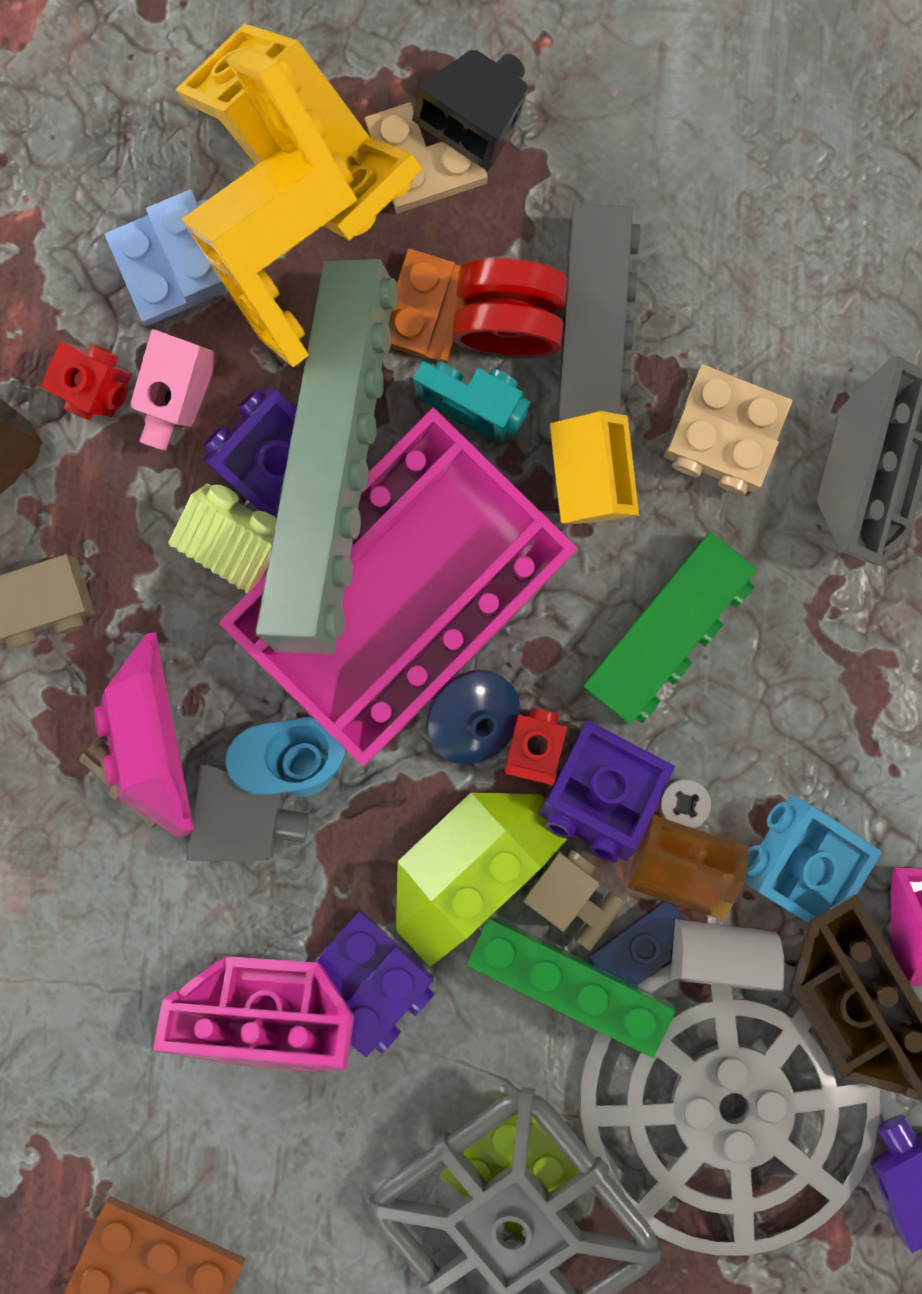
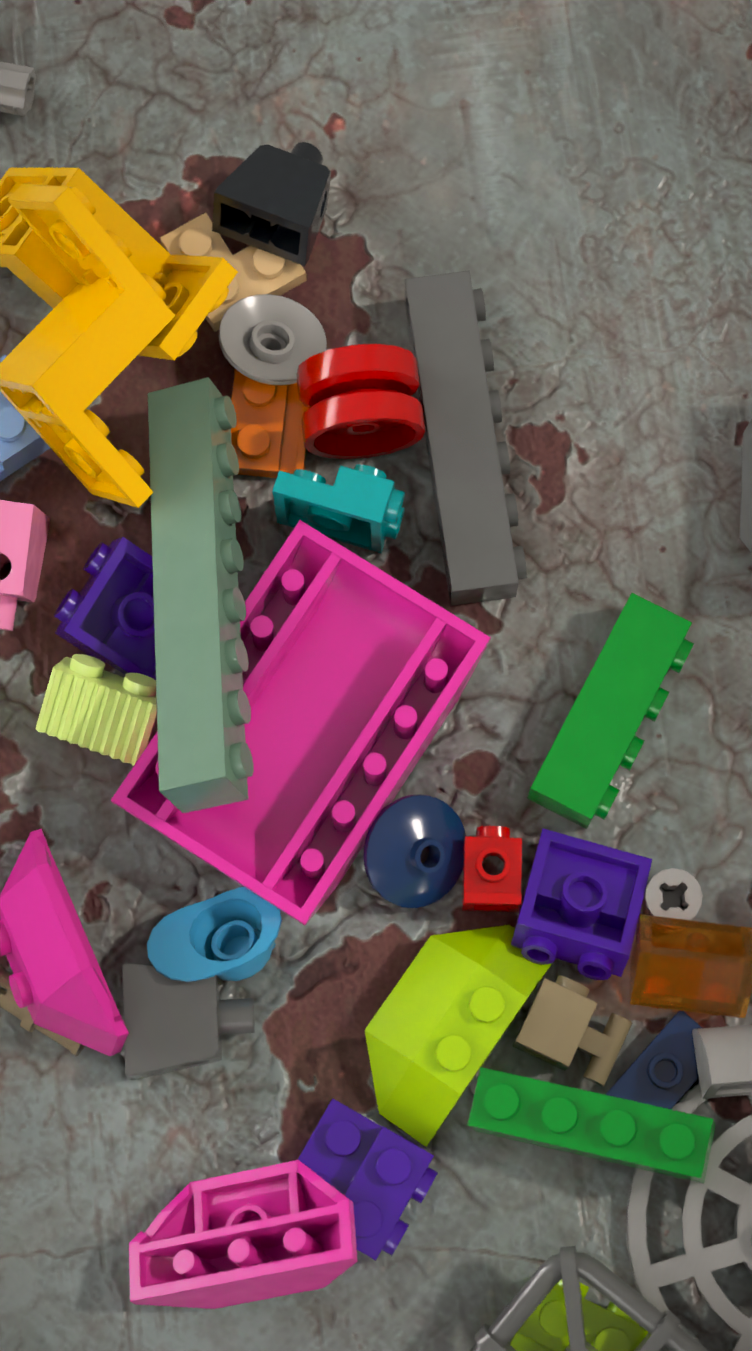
camera: 10 degrees left, 10 degrees down
(447, 217) = (268, 323): none -> light grey dish
(594, 468) = (489, 549): yellow brick -> none
(727, 431) = (626, 486): tan plate -> none

